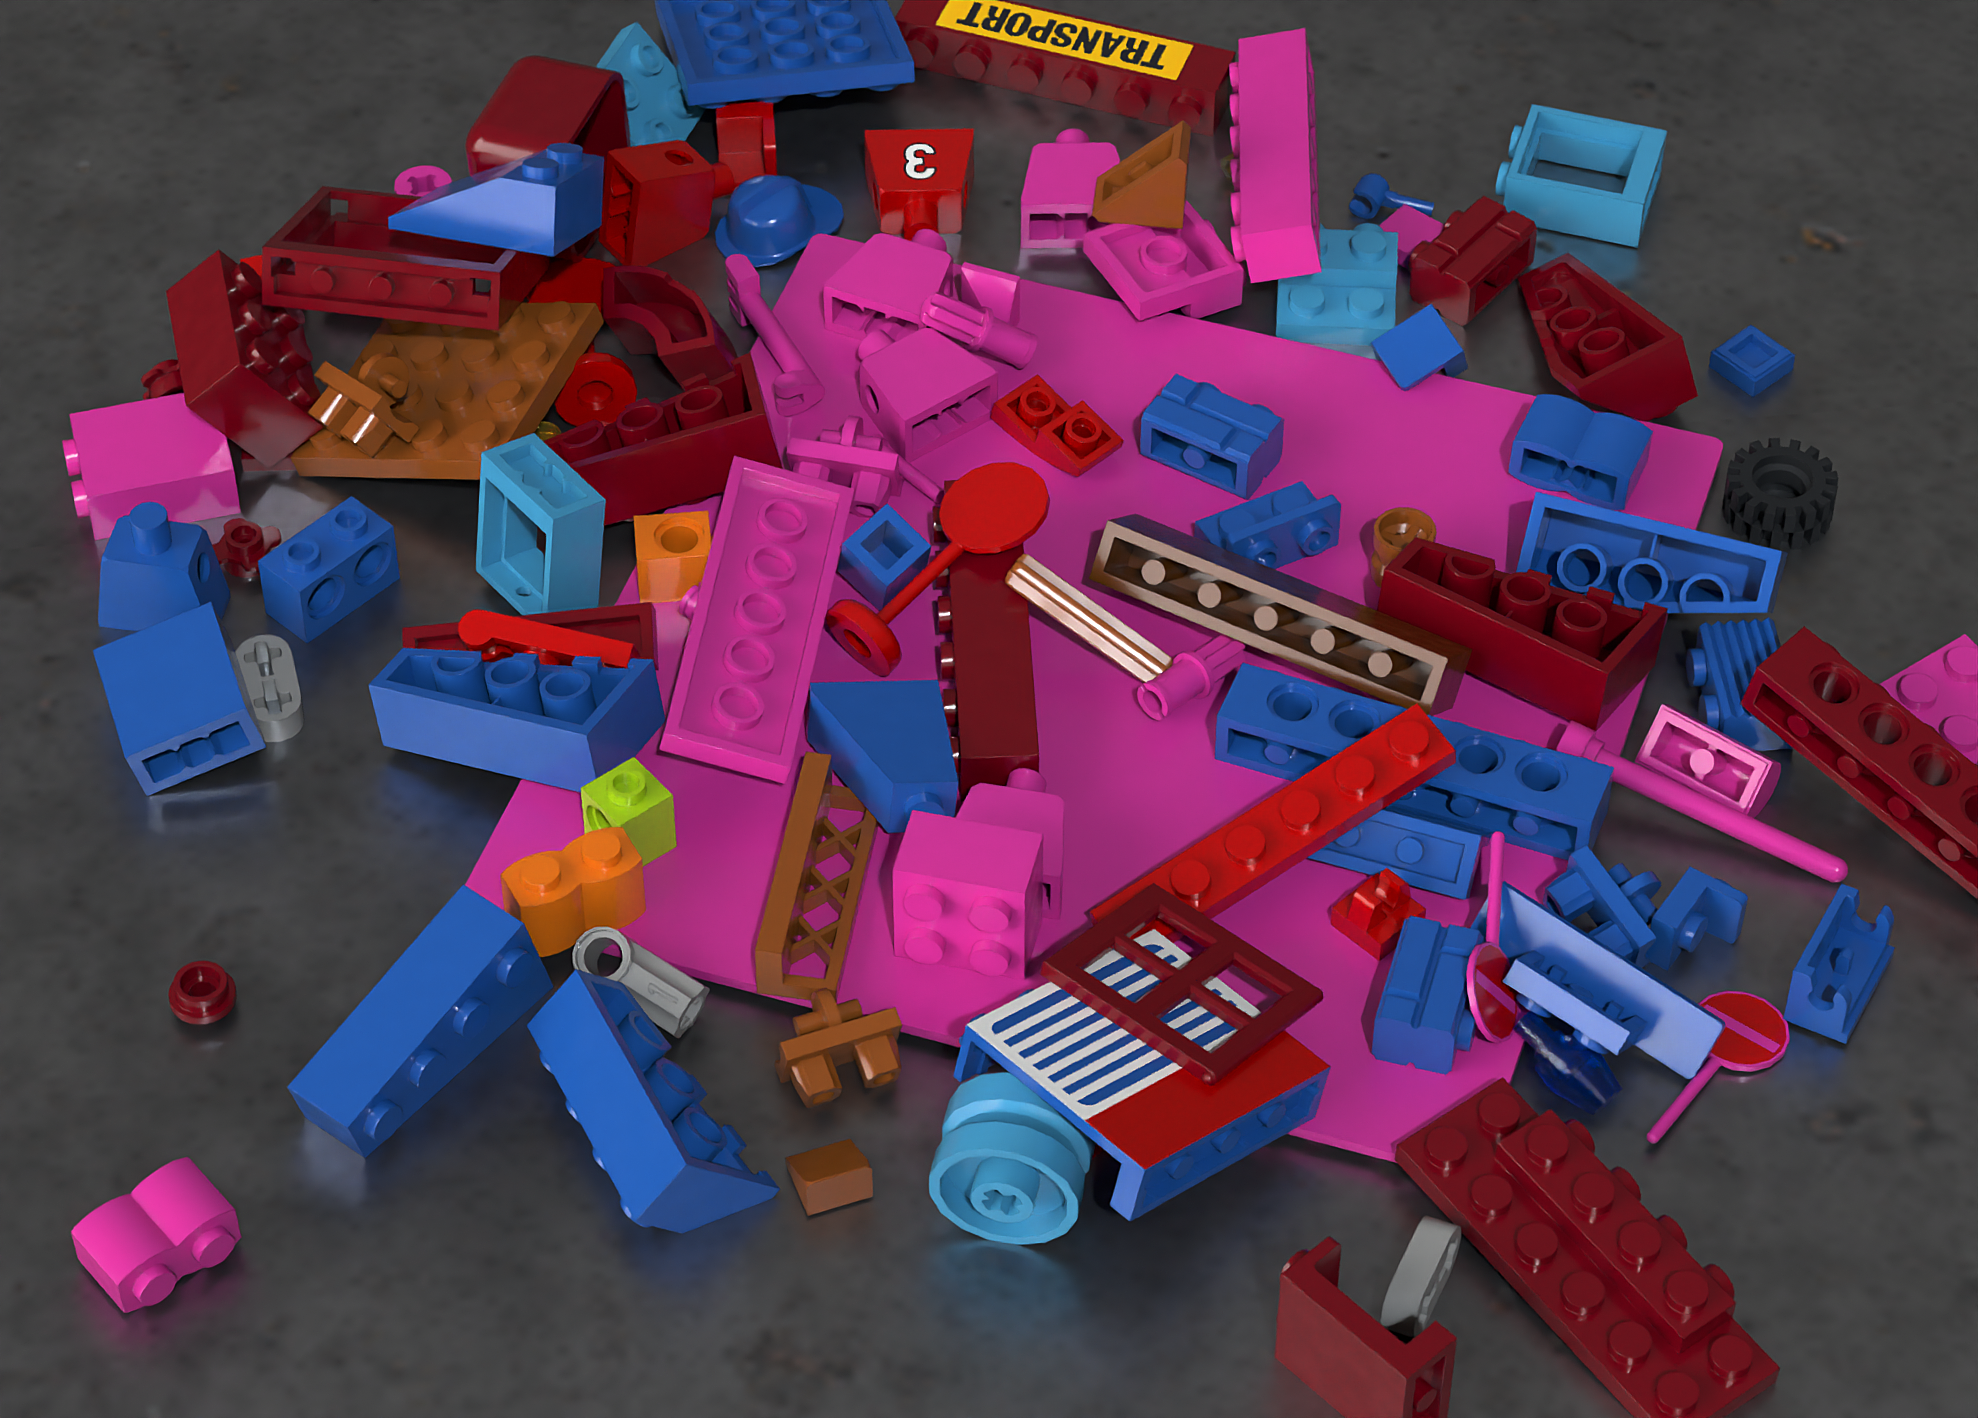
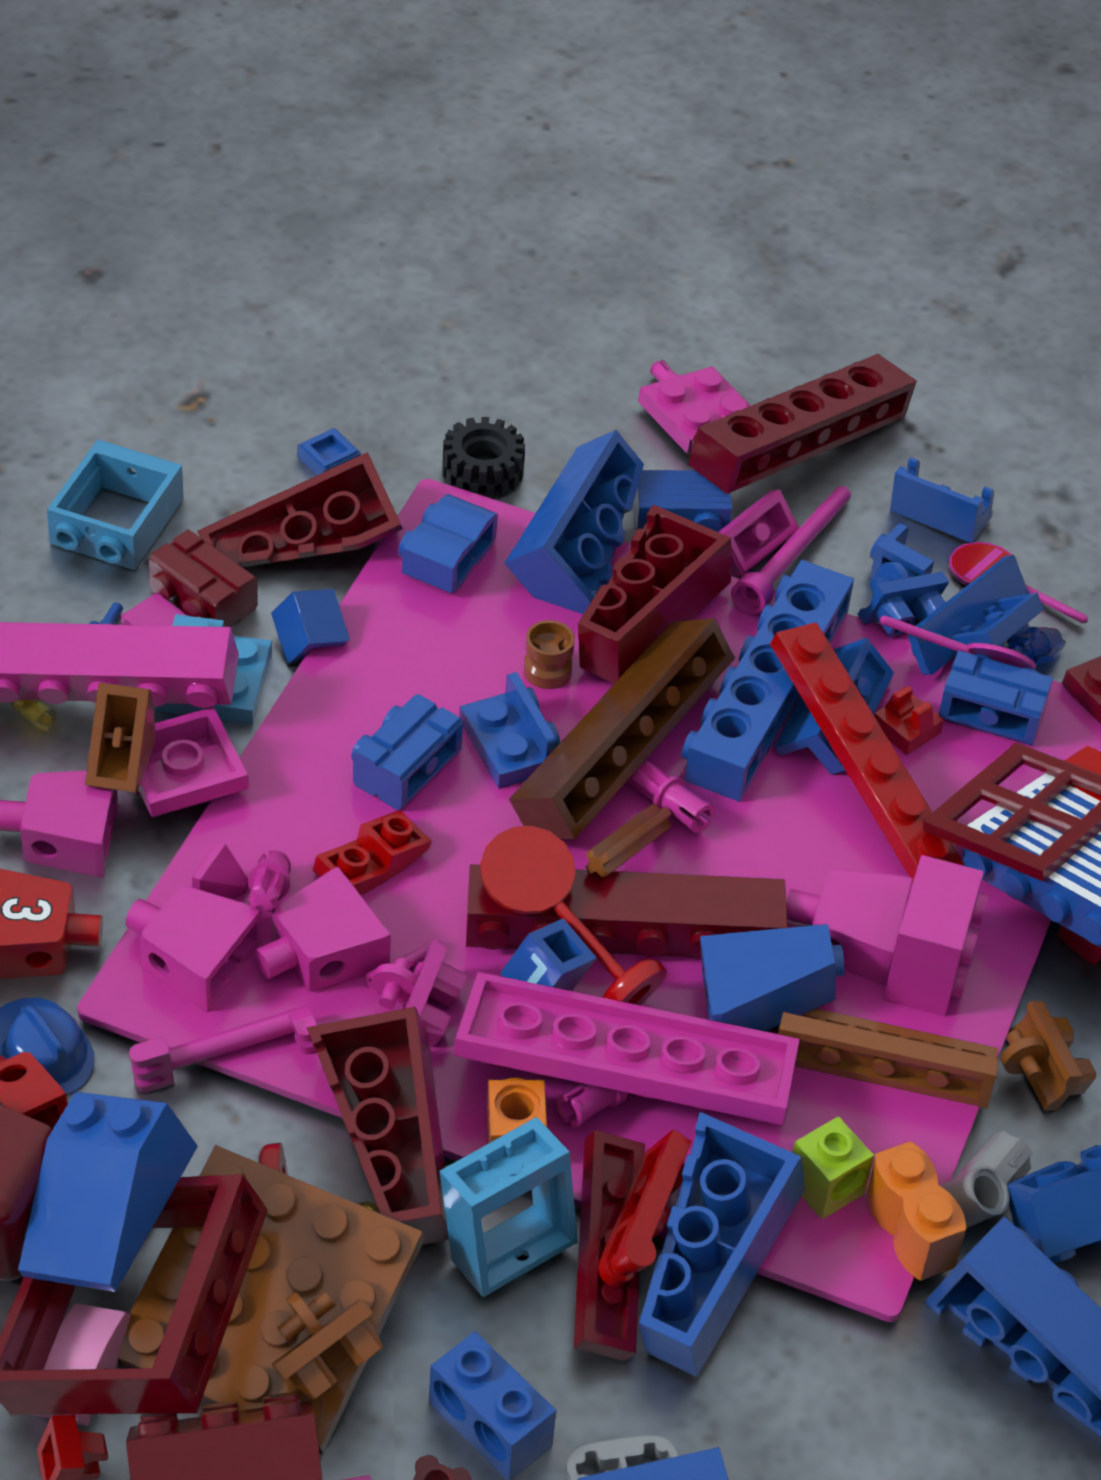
camera: 90 degrees left, 0 degrees up
(666, 320) = (225, 1100): dark red brick -> none

